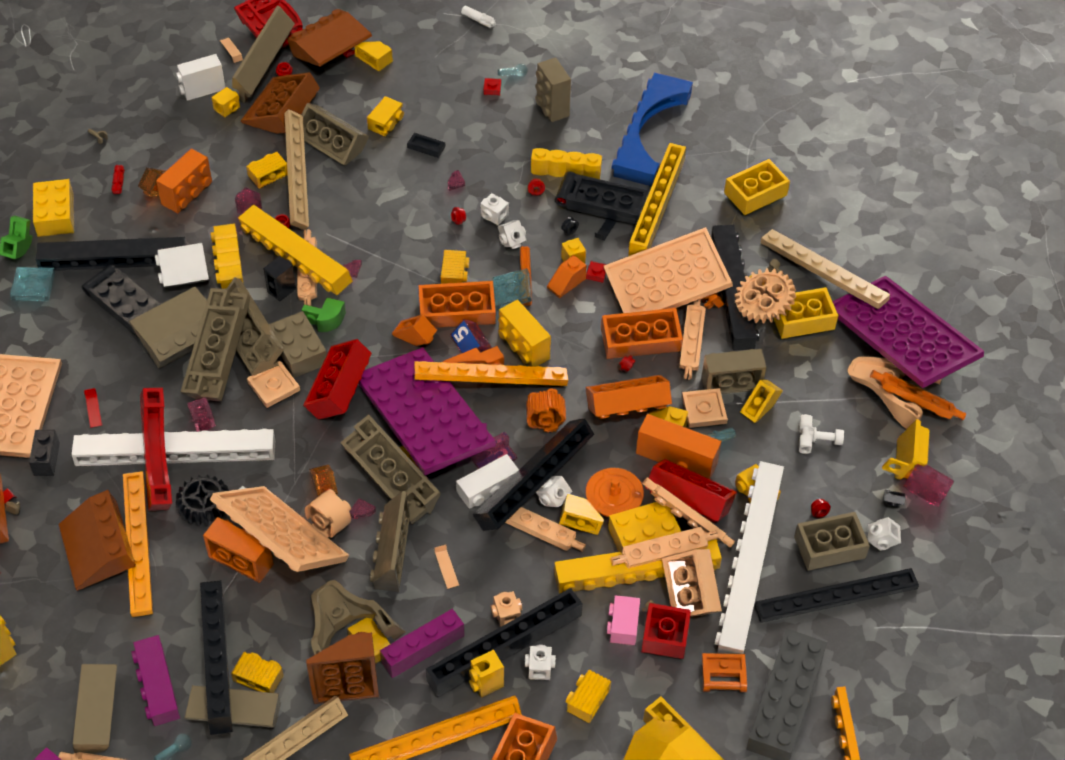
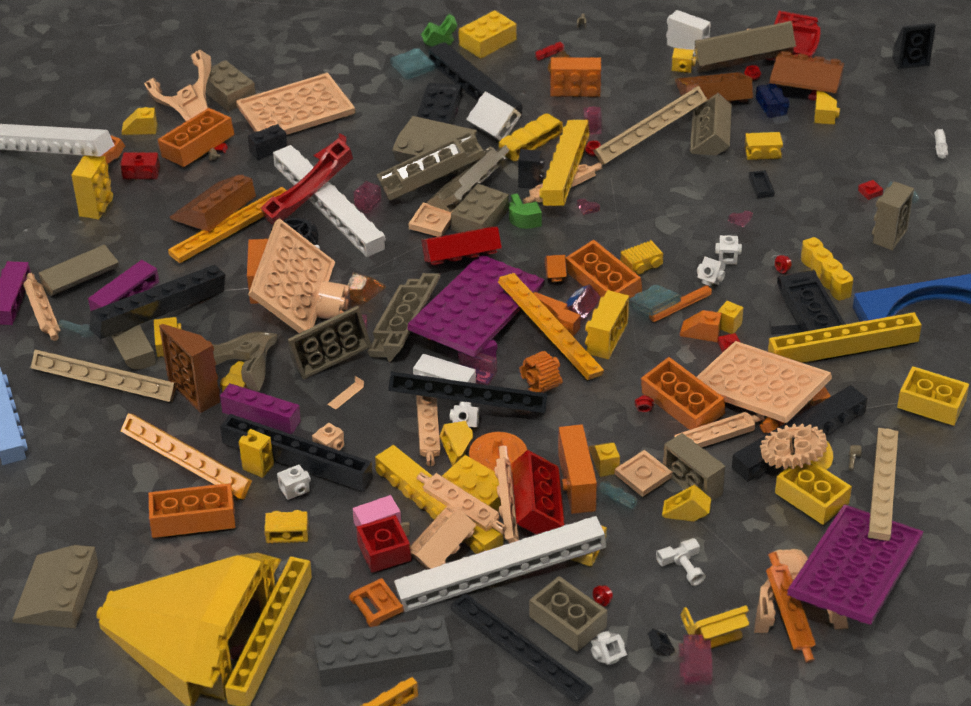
camera: 60 degrees right, 10 degrees down
(267, 169) = (634, 112): yellow brick -> none
(334, 78) = (772, 100): none -> clear blue brick
(458, 215) = (701, 235): red plate -> none
(570, 225) = (759, 298): black bush -> none
(628, 396) = (601, 413): orange brick -> none

